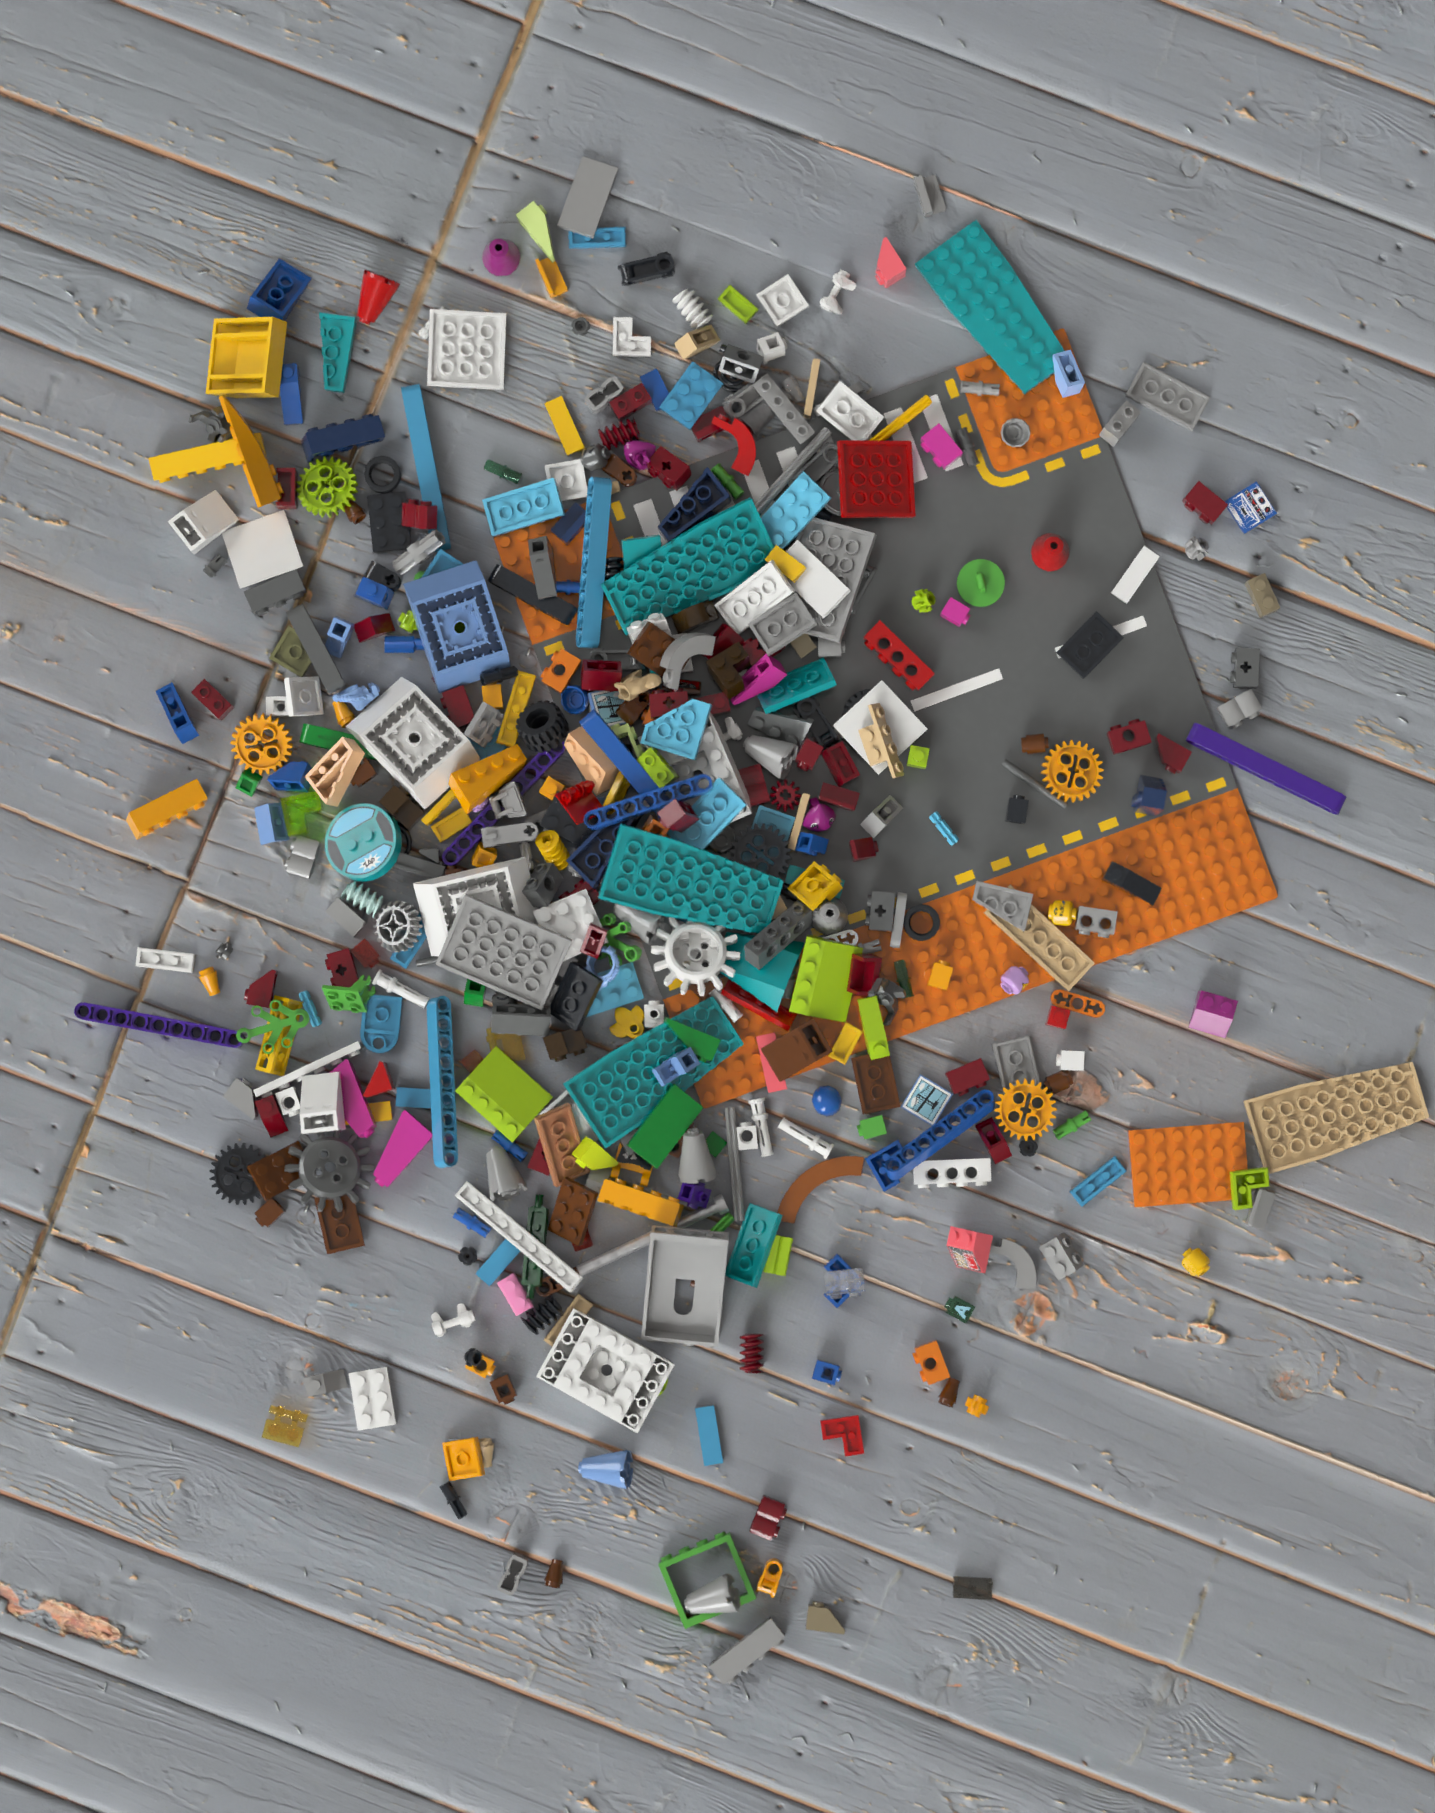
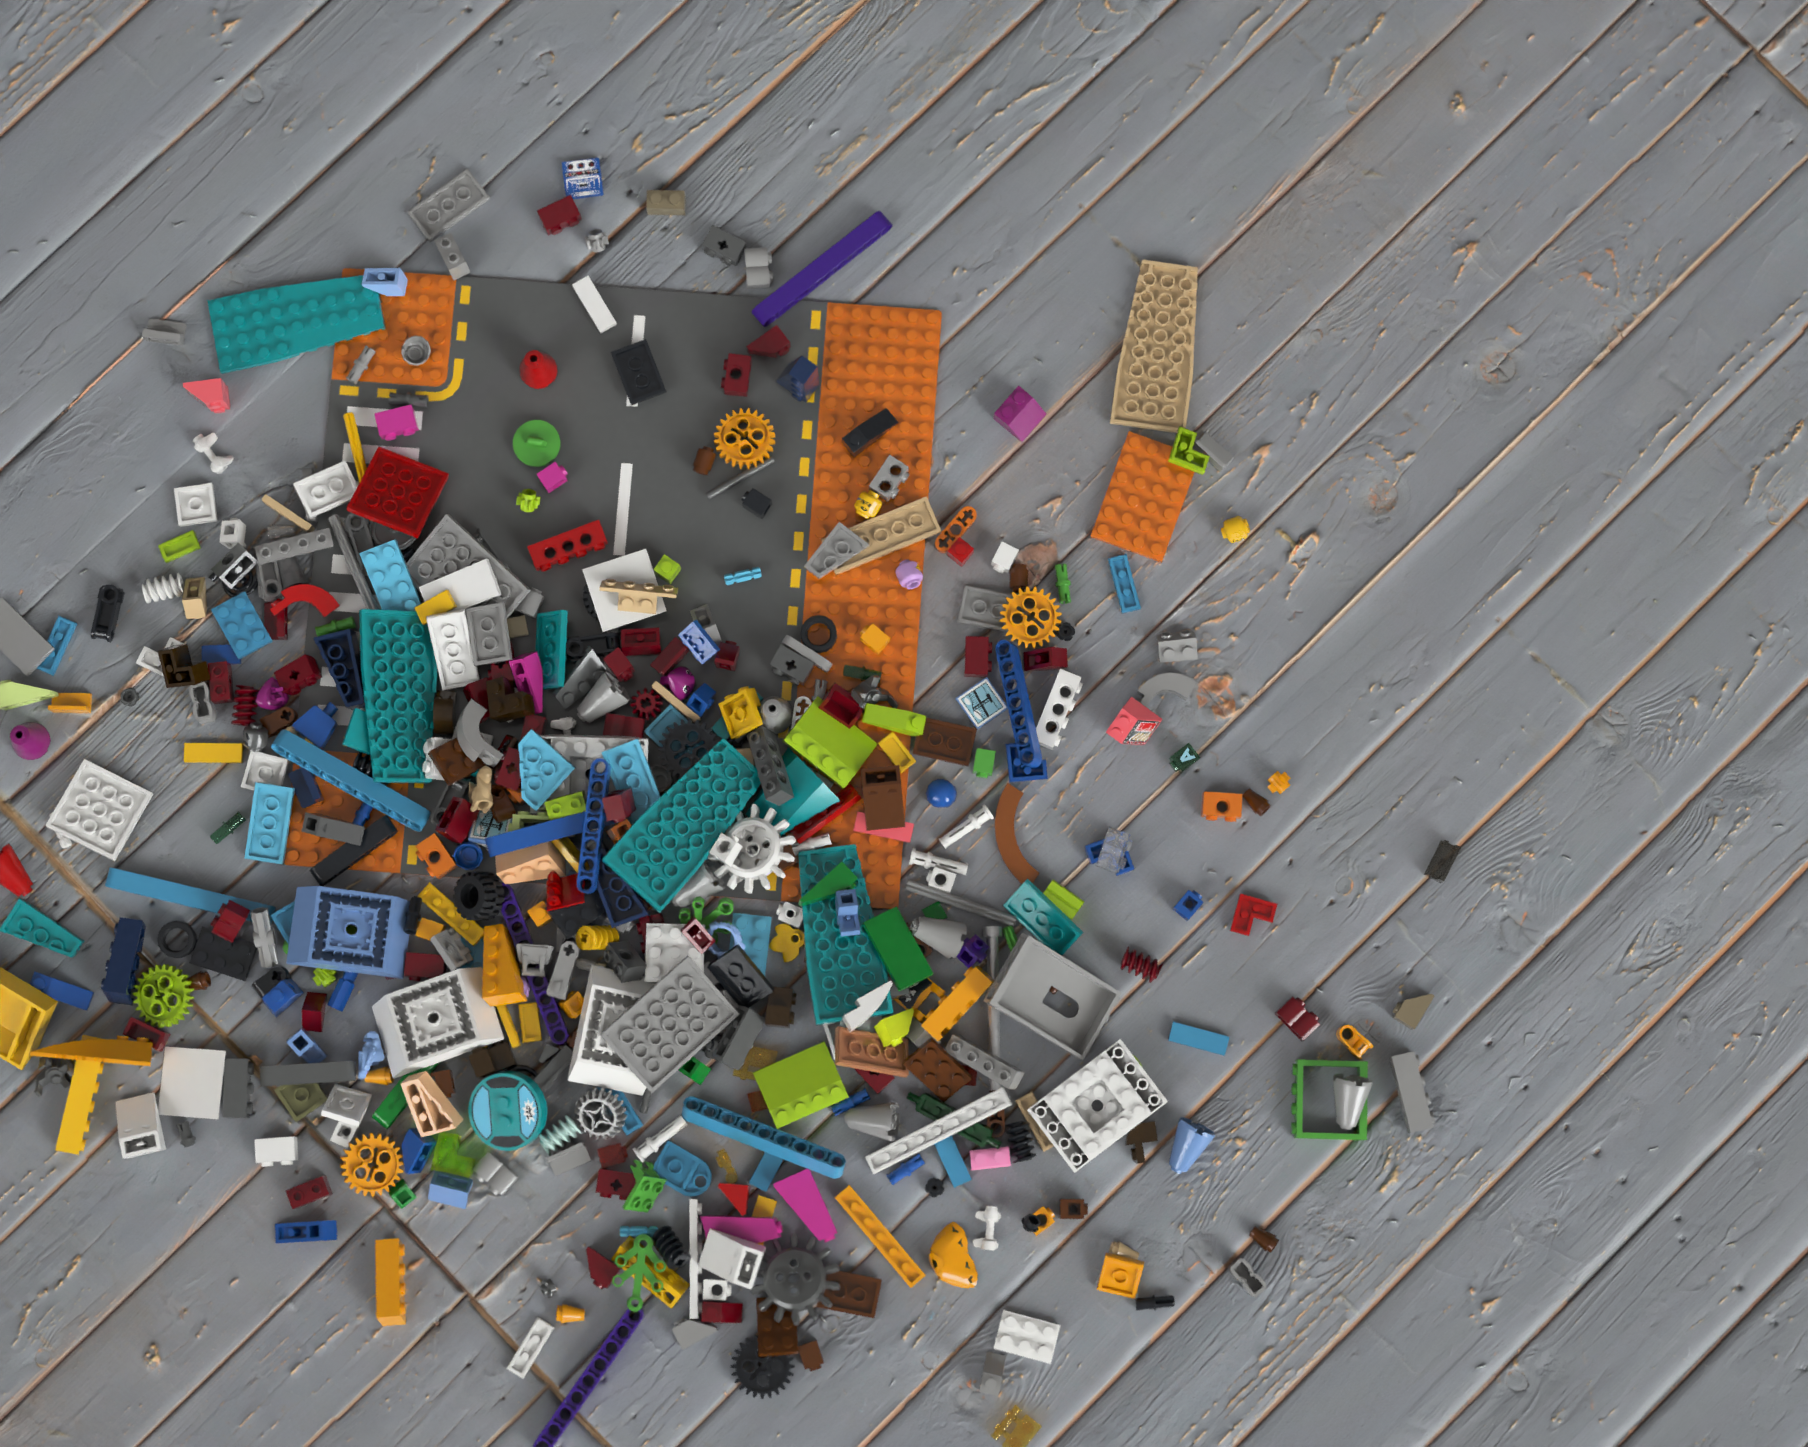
camera: 70 degrees left, 5 degrees down
(236, 652) = (276, 1150): none -> white brick
(306, 1044) = (670, 1248): none -> black piece
(402, 1226) = (880, 1236): none -> light orange plate
(405, 1057) = (724, 1161): none -> clear yellow plate
(412, 1300) = (952, 1257): none -> light orange piece
(598, 1250) = (984, 1061): none -> light grey brick
(599, 1122) = (866, 1006): none -> white slope
(599, 1422) = (1141, 1134): none -> dark brown brick
(624, 360) = (179, 668): none -> dark brown brick
(631, 508) = (317, 725): none -> blue torso
(679, 923) = (730, 855): none -> white brick
(861, 818) = (698, 642): none -> bracket

